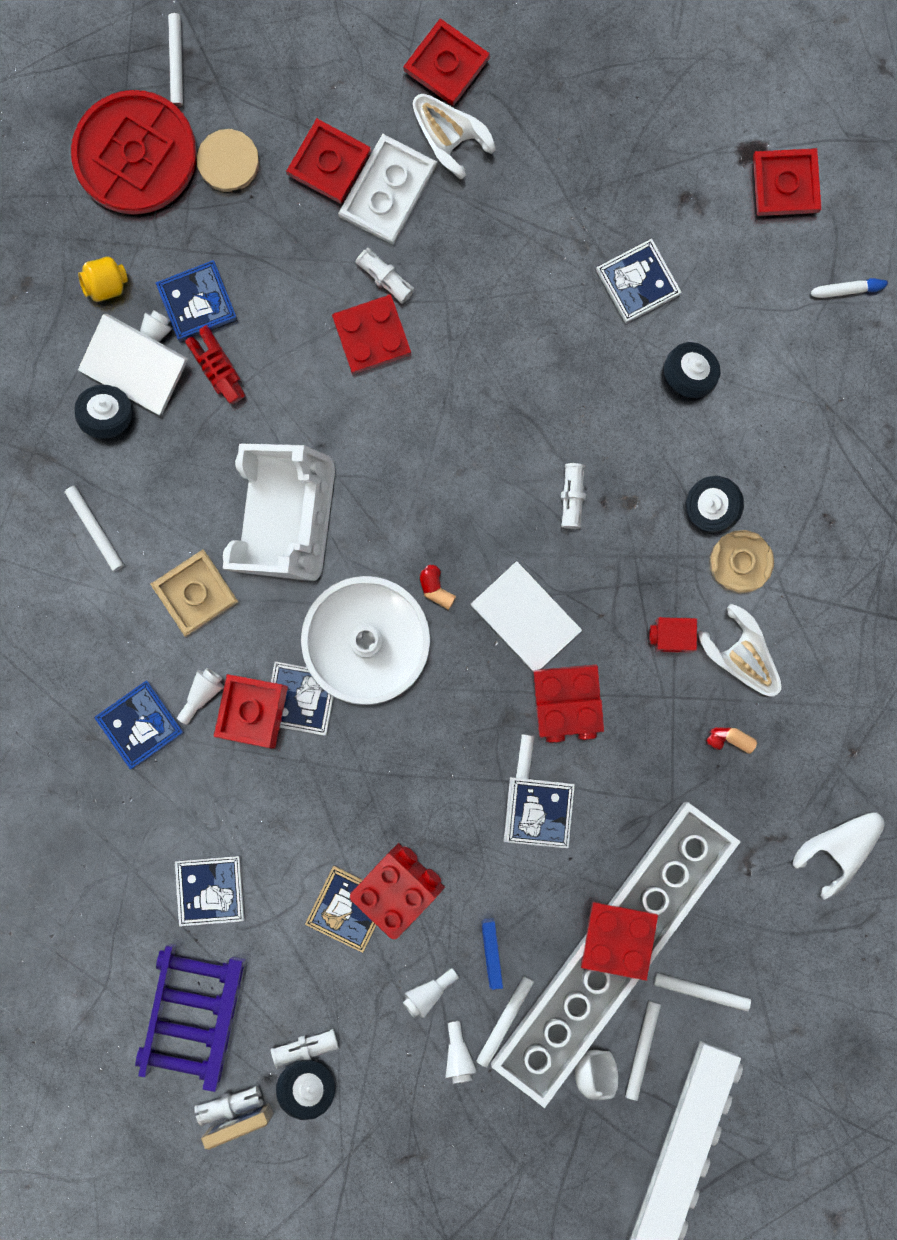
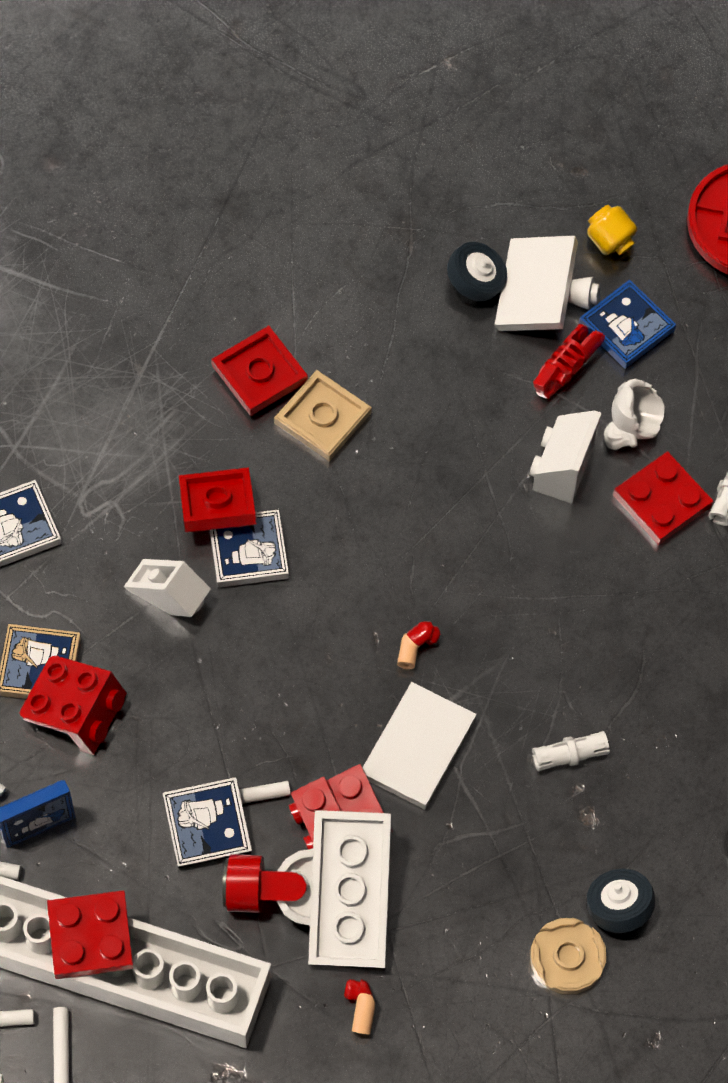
camera: 65 degrees right, 20 degrees down
(94, 528) = (354, 304): white bar -> none
(134, 633) = (259, 370): none -> red plate
(139, 725) = (166, 405): tile -> none
(204, 688) = (226, 451): white cone -> none
(283, 511) = (439, 472): white windscreen -> none
(289, 329) = (635, 415): none -> white hair
(310, 400) = (565, 455): none -> white slope
(316, 779) = (169, 586): none -> white slope
(365, 640) = (332, 585): white dish -> none
(634, 731) = (332, 888): none -> white plate
(674, 635) = (456, 904): red brick -> none
(748, 657) = (457, 995): white animal -> none

